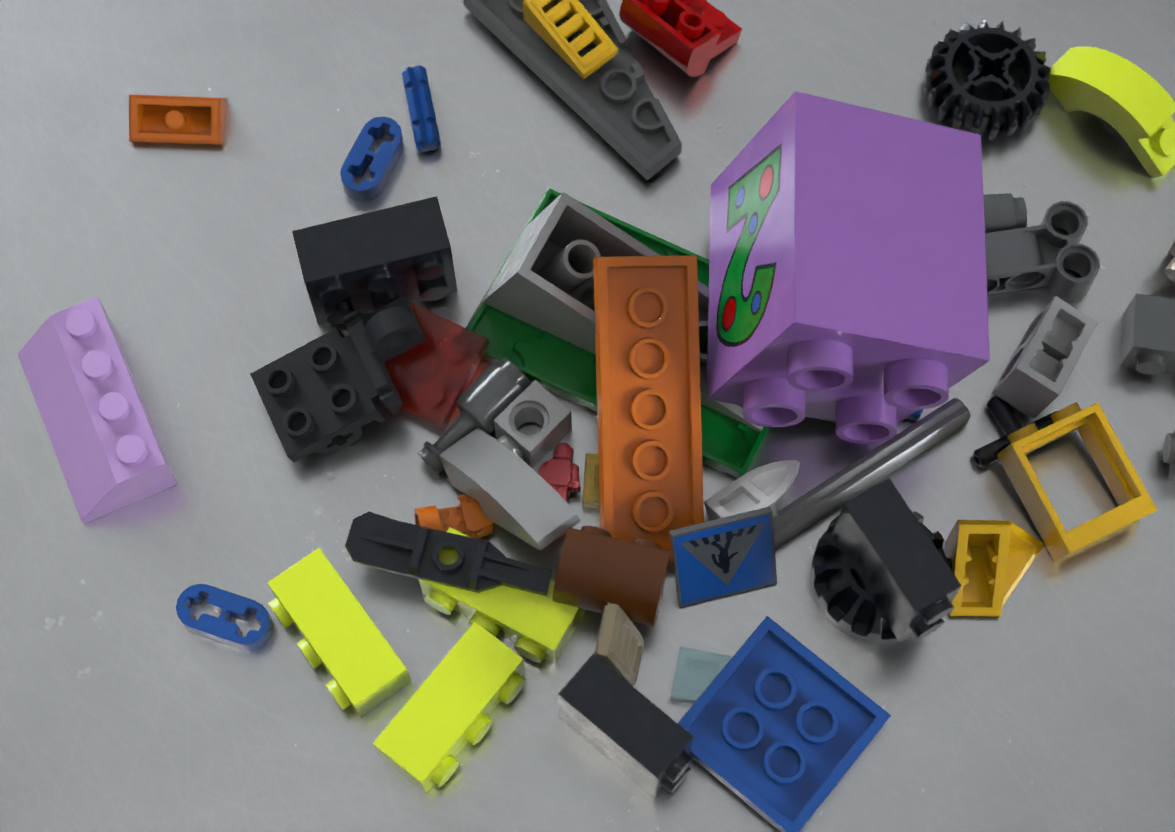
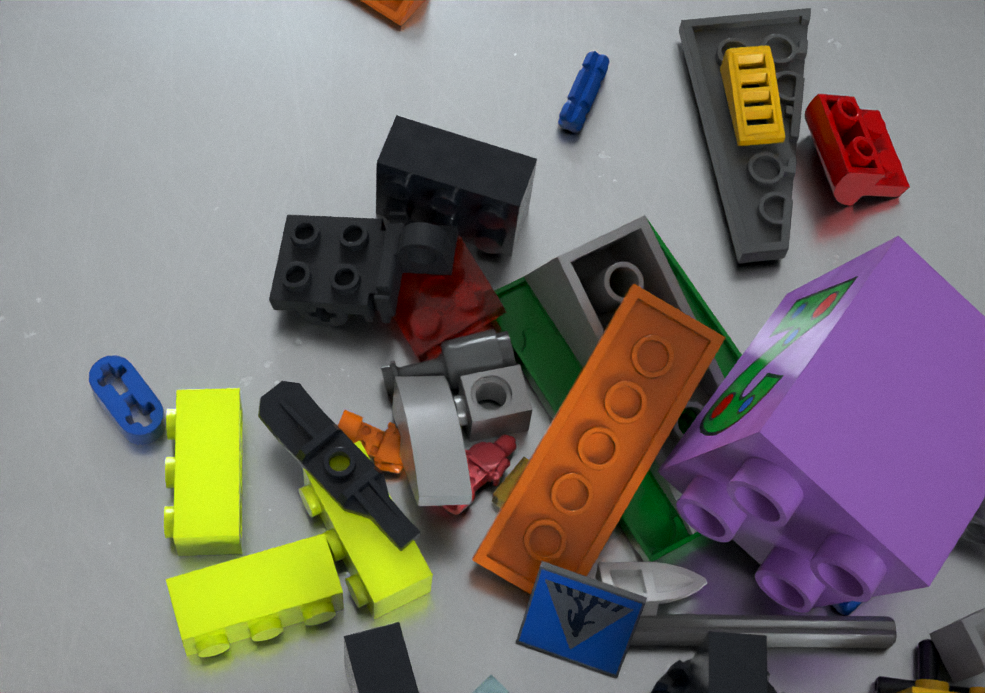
camera: 25 degrees right, 5 degrees down
(94, 411) = (146, 171): lavender slope -> none
(380, 163) = (516, 111): blue beam -> none
(613, 571) = (468, 569): reddish brown brick -> none
(619, 643) = (433, 636): dark tan slope -> none

